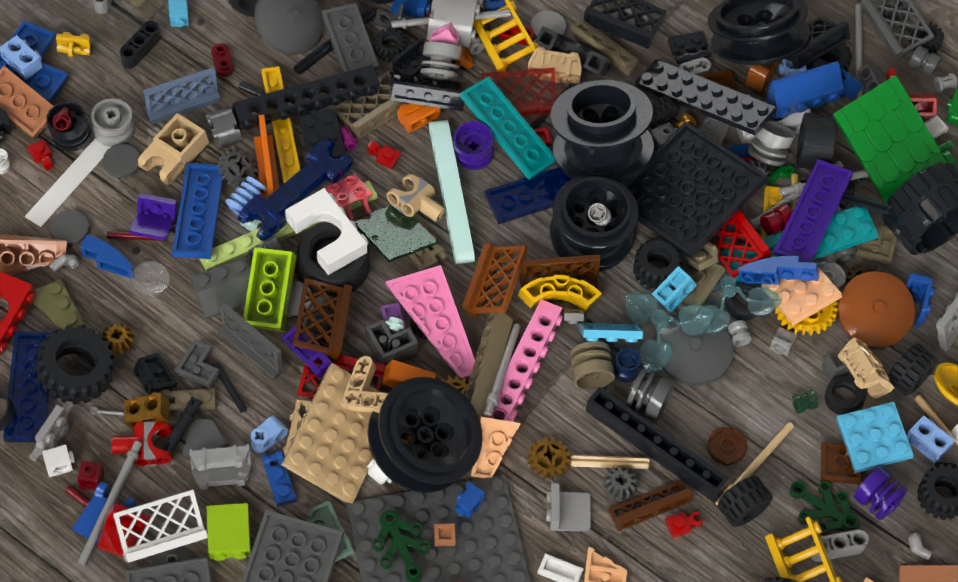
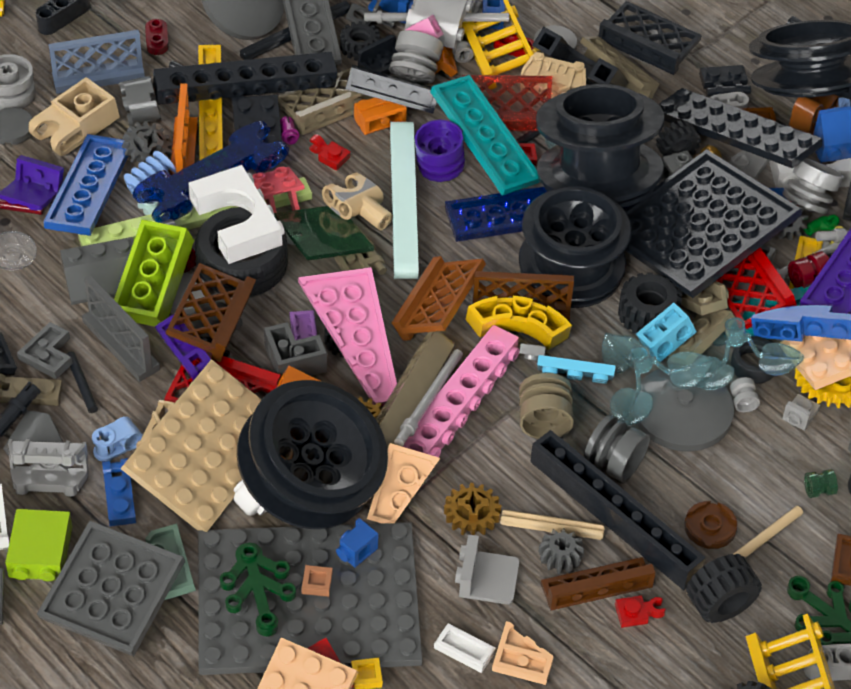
camera: 10 degrees right, 10 degrees down
(361, 393) = (232, 399): tan beam -> none
(395, 325) = (301, 330): light aqua plate -> none
(596, 212) = (579, 226): light grey wheel -> none
(627, 365) = (591, 410): dark blue wheel -> none

